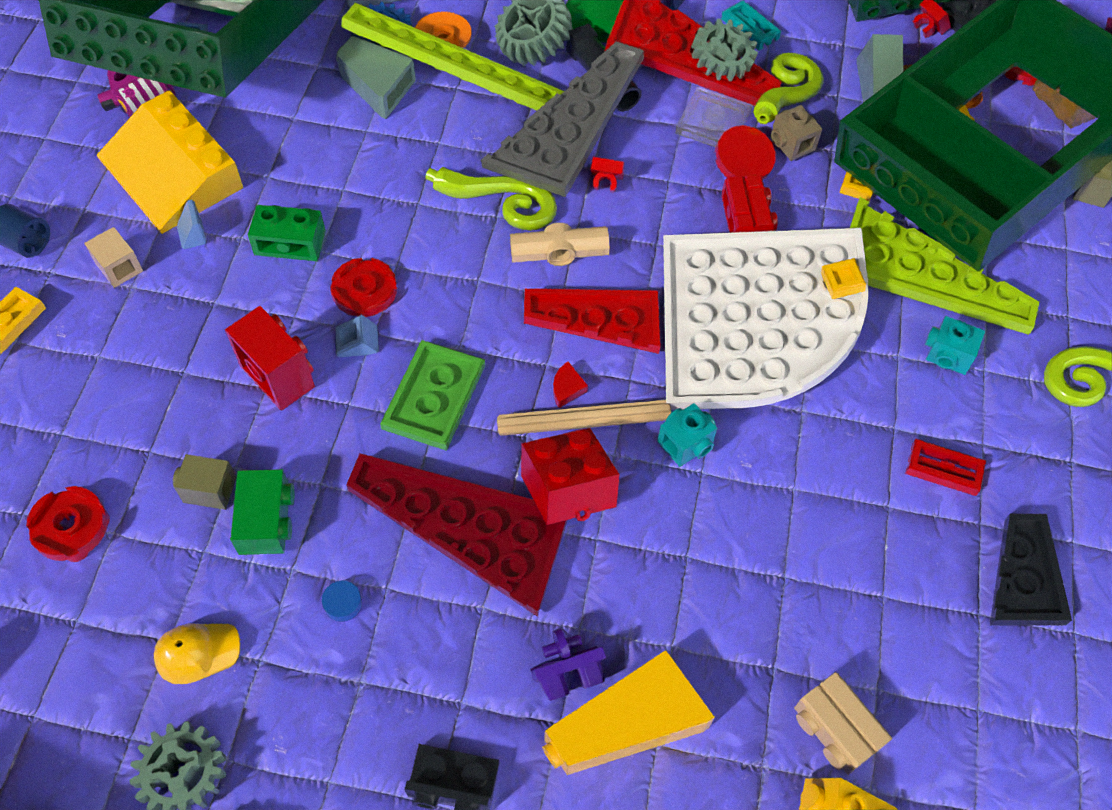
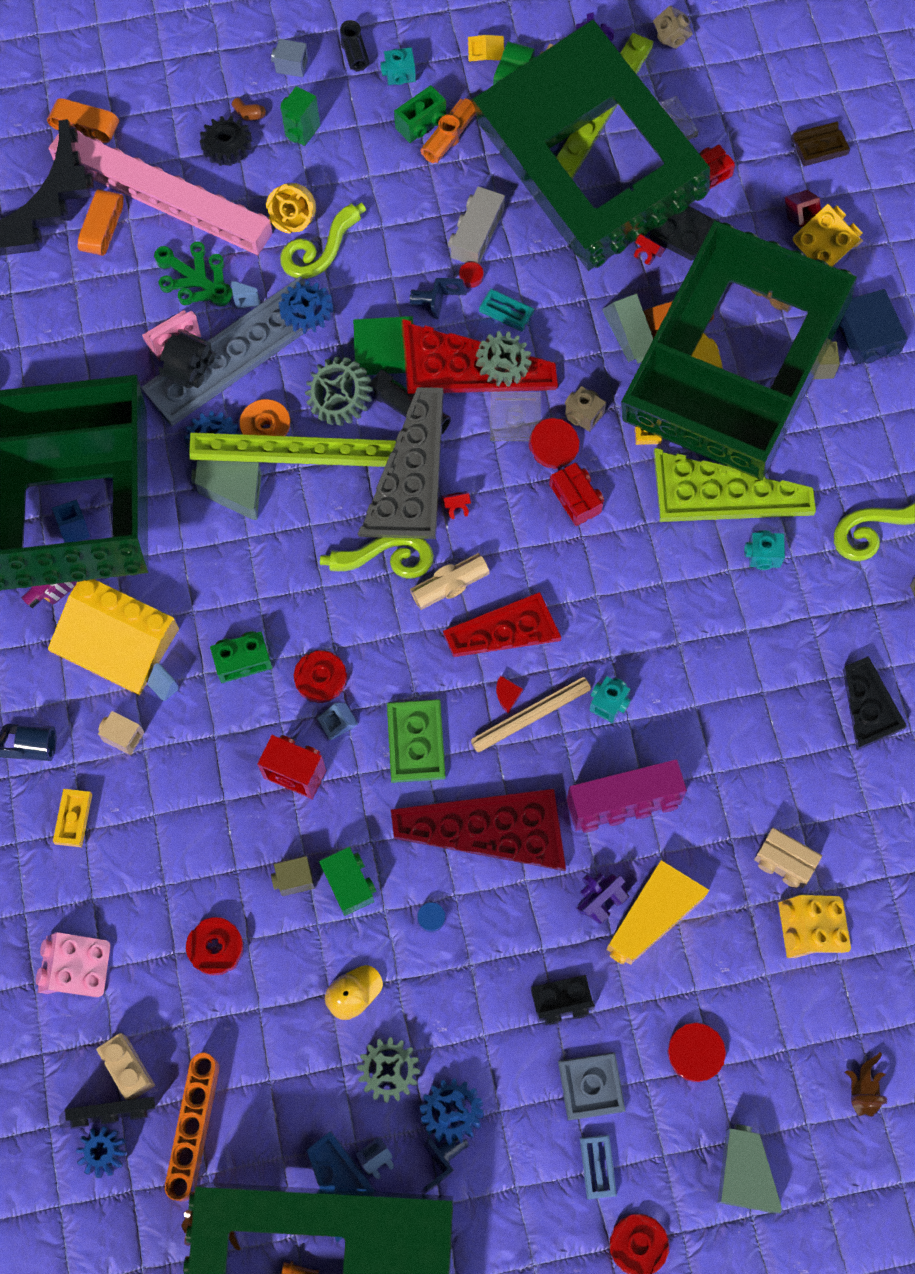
camera: 20 degrees left, 10 degrees up
(569, 475) = (544, 766): red brick -> none
(656, 551) = (626, 796): none -> magenta brick
(755, 315) = (619, 579): white plate -> none
(776, 98) = (557, 388): lime plant -> none
(843, 278) = (671, 532): yellow tile -> none
(945, 472) = (790, 656): red tile -> none

